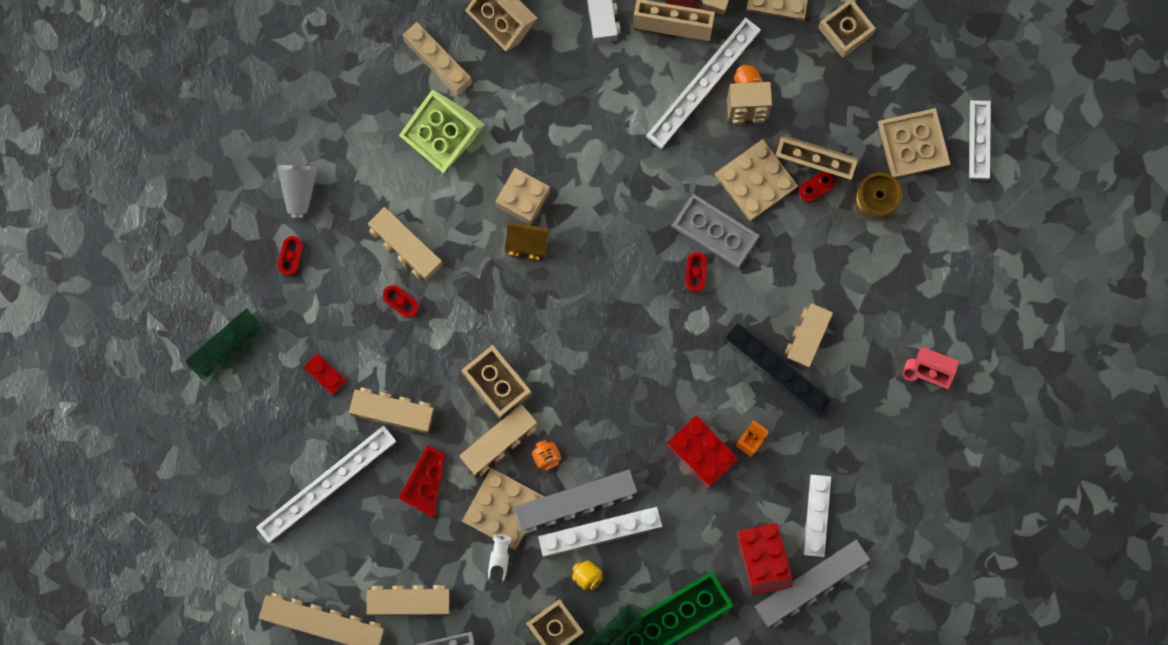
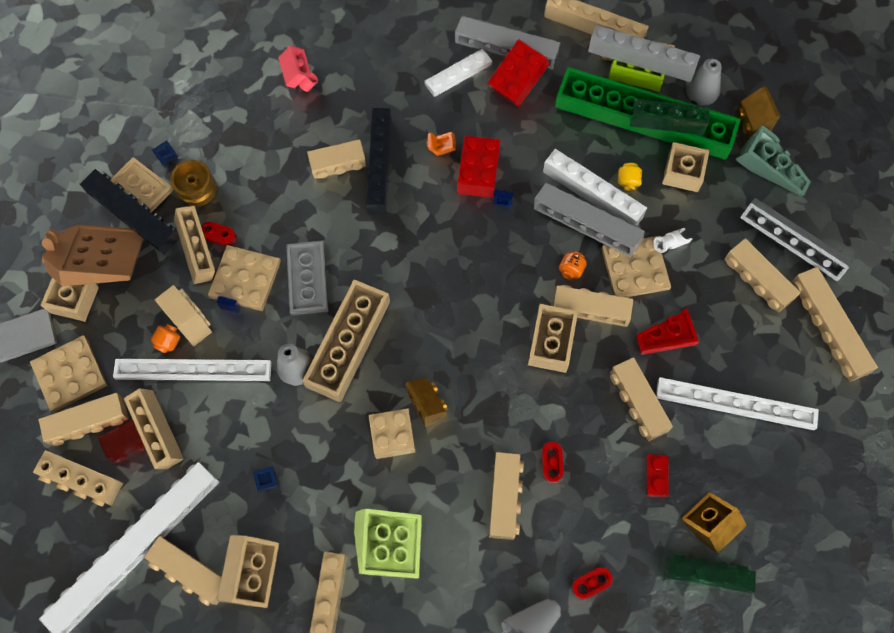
camera: 125 degrees left, 10 degrees down
(256, 383) = (714, 522): none -> pearl gold slope
(565, 77) = (265, 479): none -> dark blue plate
(628, 218) = (346, 341): none -> tan brick
(642, 166) = (293, 364): none -> light grey cone
(655, 448) = (503, 198): none -> clear blue tile
(696, 272) = (348, 265): red plate -> none
(739, 149) = (228, 304): none -> clear blue tile
(890, 124) = (129, 211): none -> black brick
(891, 52) = (91, 254): none -> medium nougat hinge
(935, 194) = (164, 153): none -> dark blue plate
(979, 140) = (99, 153): white plate -> none

